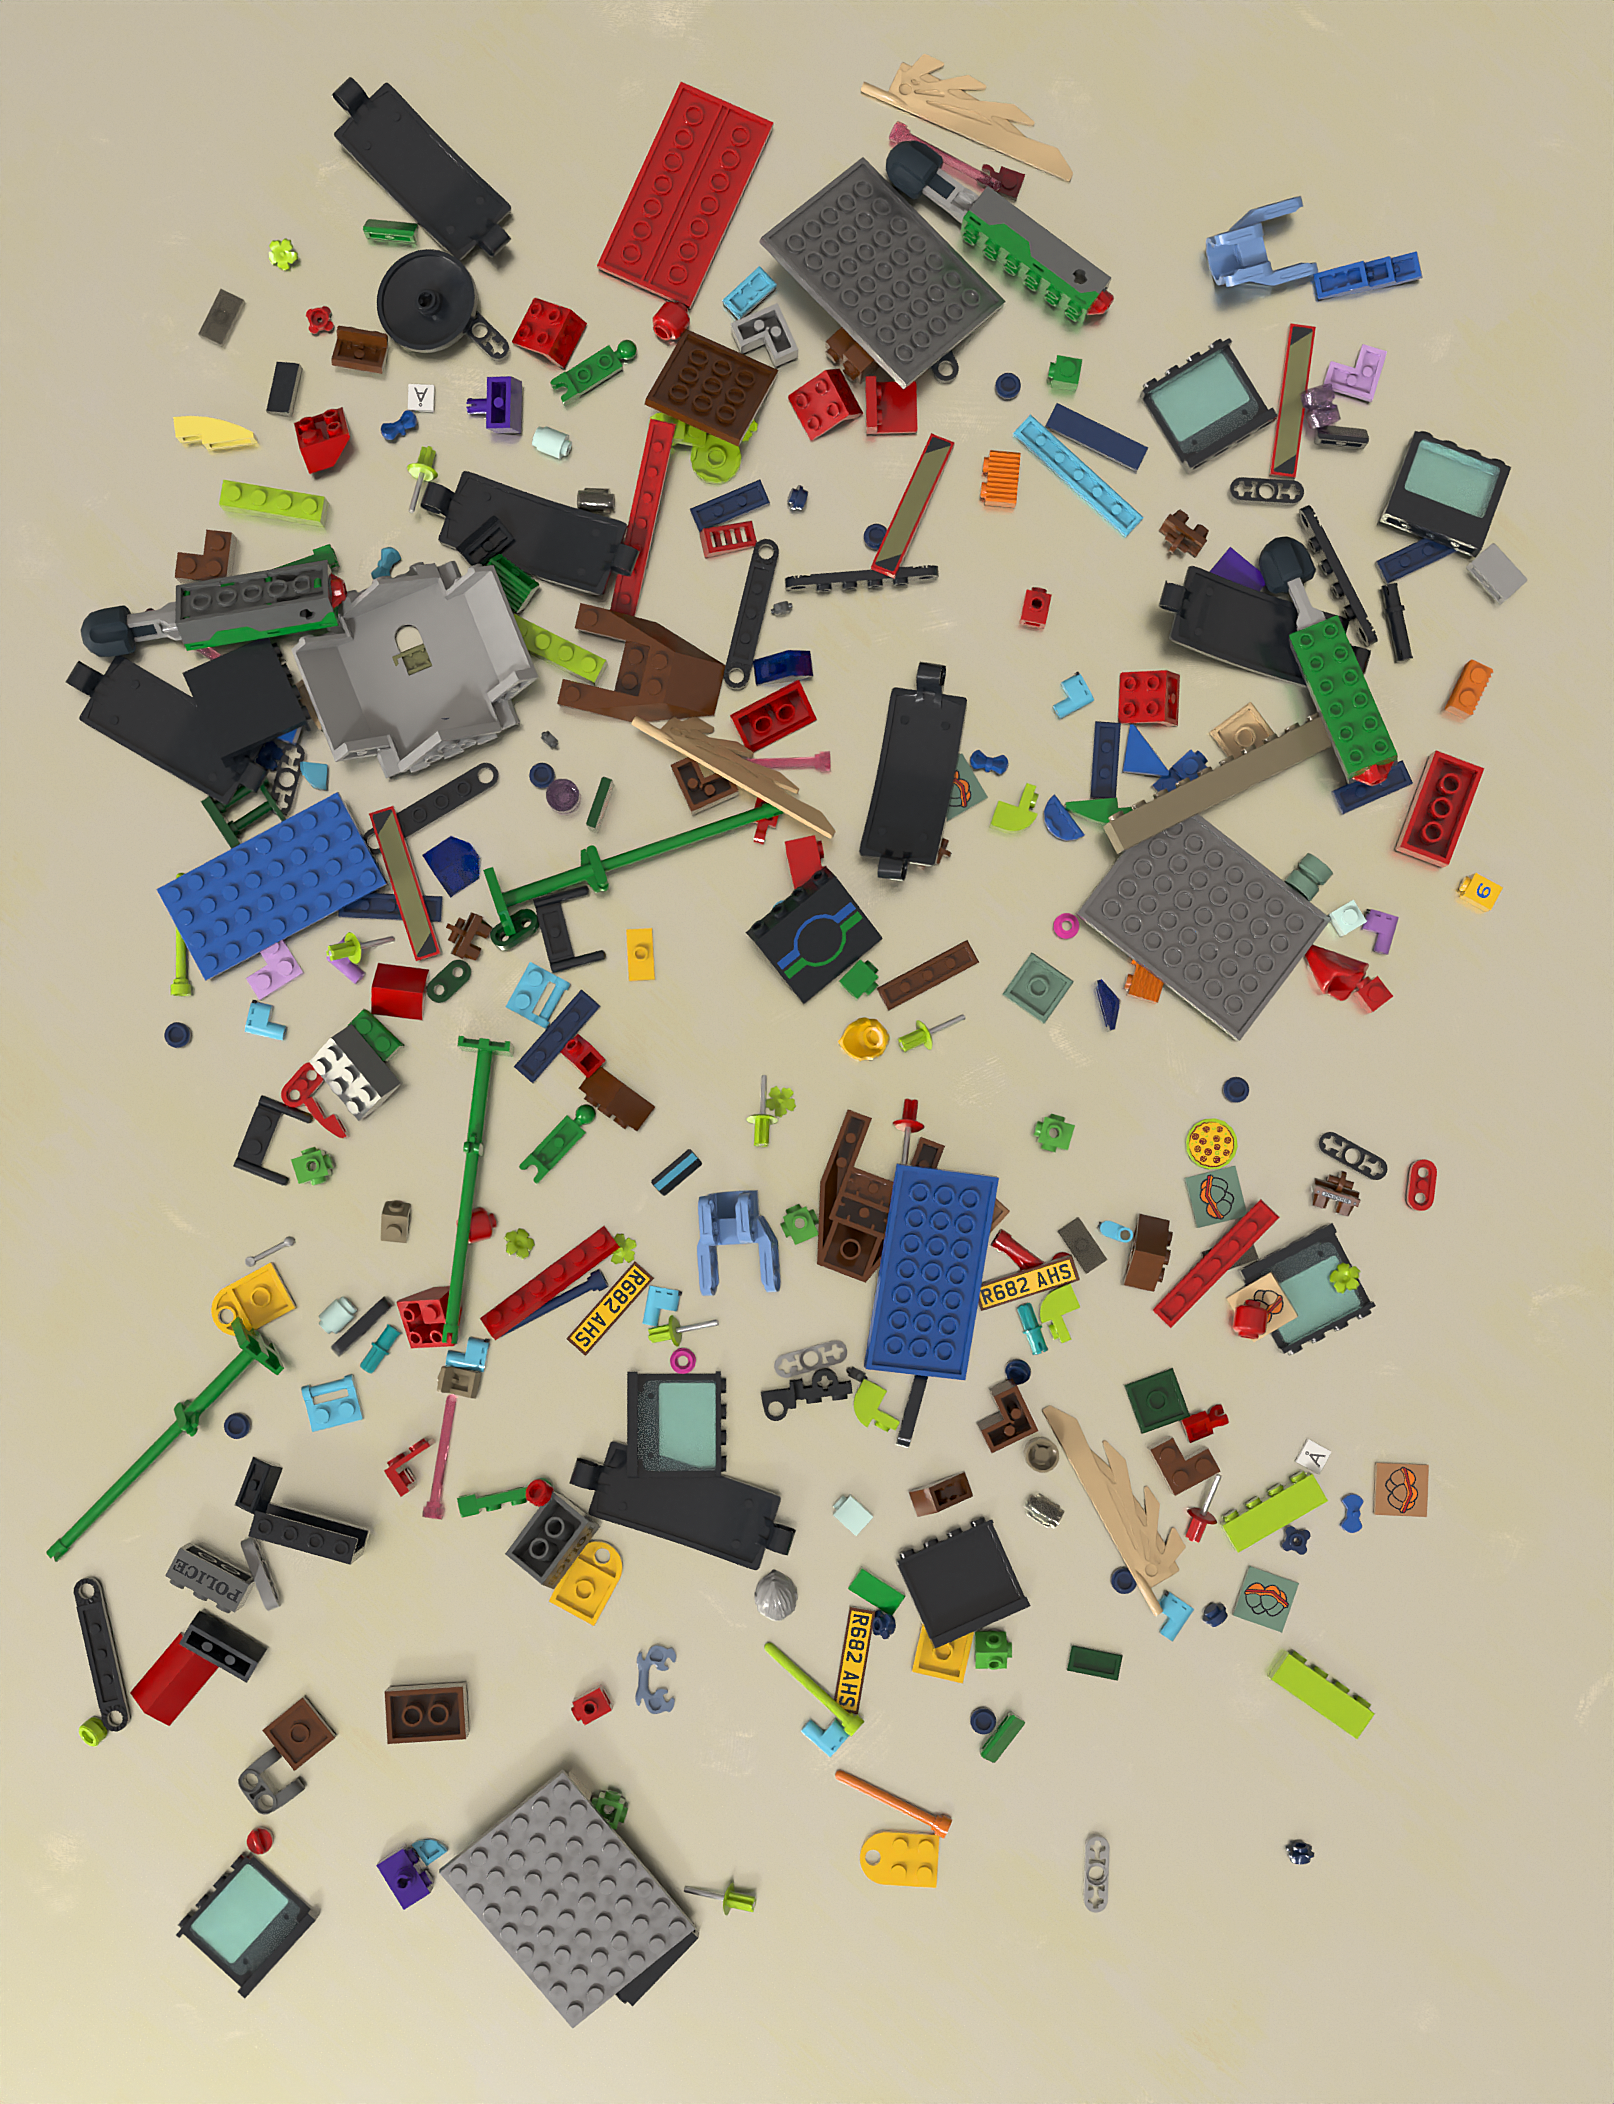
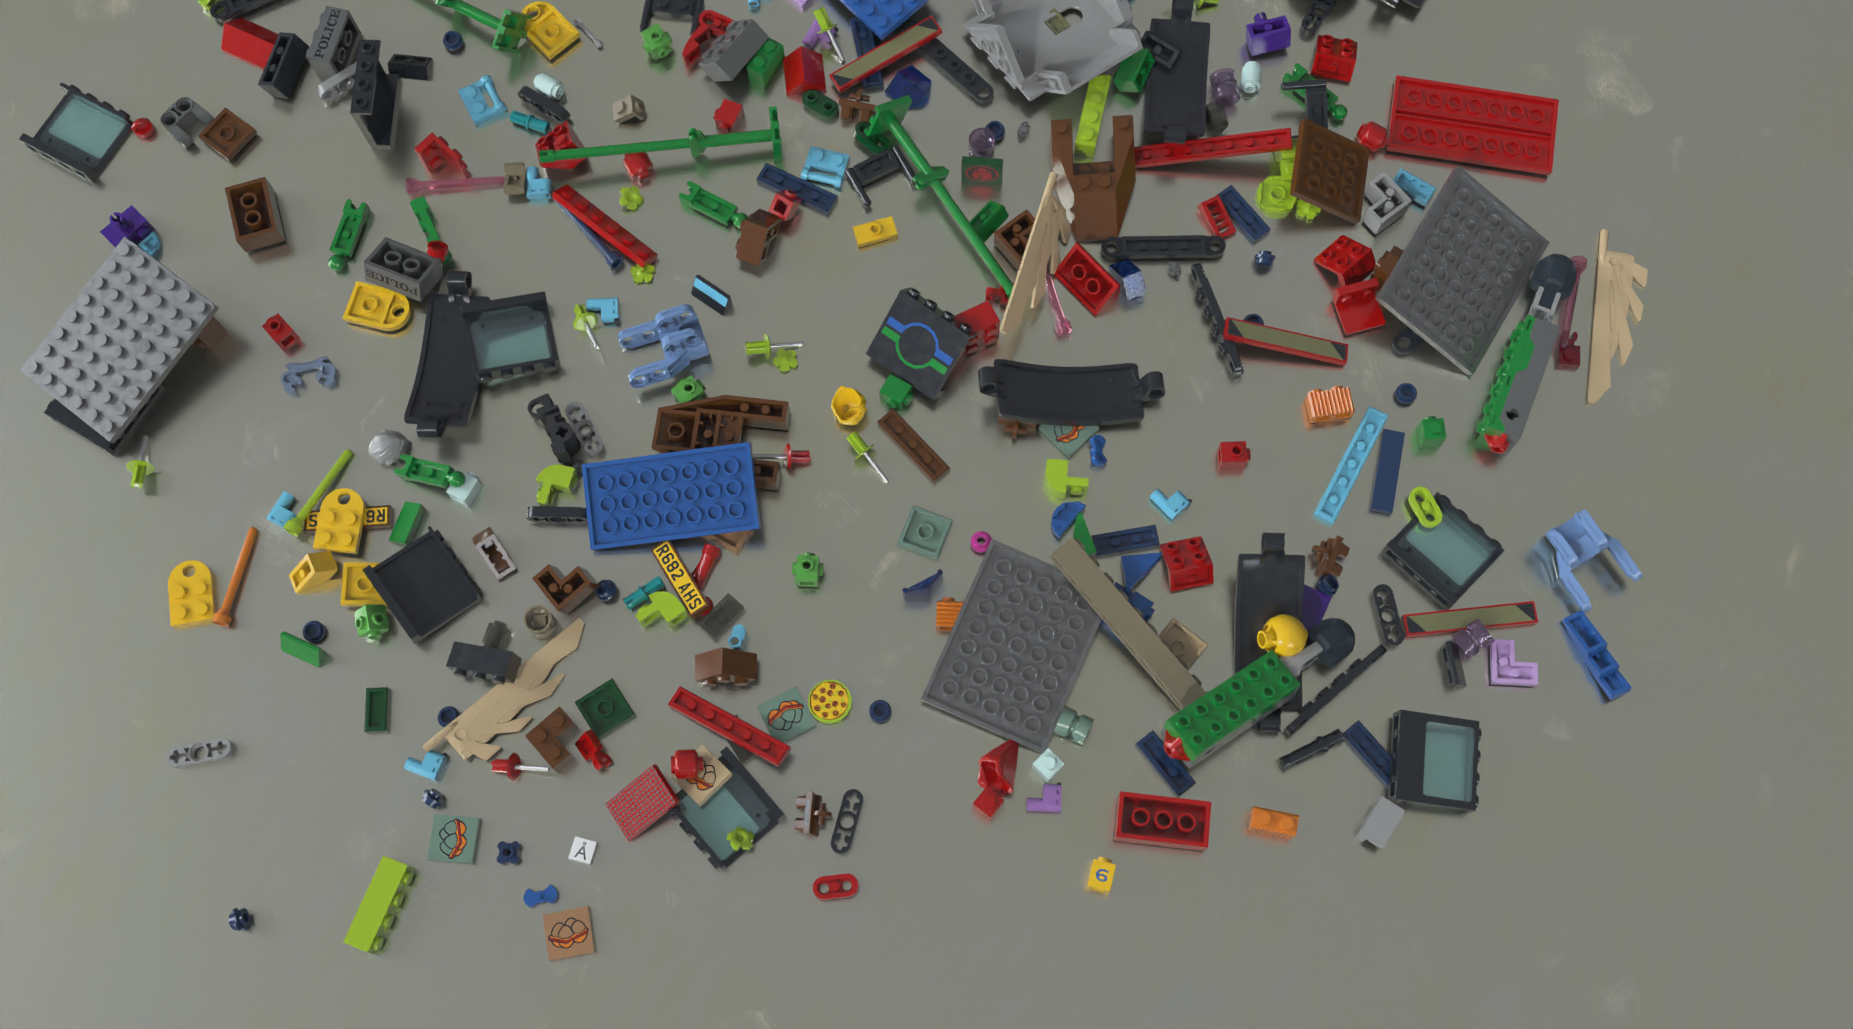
camera: 80 degrees right, 15 degrees down
(440, 1099) = (729, 116): none -> red brick
(480, 1603) = (347, 233): none -> green plate
(559, 478) = (1225, 86): none -> clear purple wheel
(610, 1308) = (594, 274): tile -> none
(612, 1799) = (198, 361): bright green brick -> none
(620, 378) = (1315, 99): none -> black plate
(659, 815) = (989, 219): none -> green slope
(679, 1368) = (561, 330): dark pink plate -> none
(826, 1550) = (430, 473): none -> green plate
(862, 1668) = (340, 525): none -> yellow plate
(883, 1624) = (379, 533): dark blue plate -> none
(911, 1710) = (313, 570): none -> yellow slope
(1075, 1528) = (483, 663): none -> black brick
(1152, 408) = (1426, 507): none -> lime plate
(1216, 546) = (1328, 584): none -> dark blue plate
(1273, 617) = (1283, 636): none -> yellow brick
(1274, 1511) = (528, 826): lime brick -> none
(1280, 1378) = (642, 802): none -> red tile

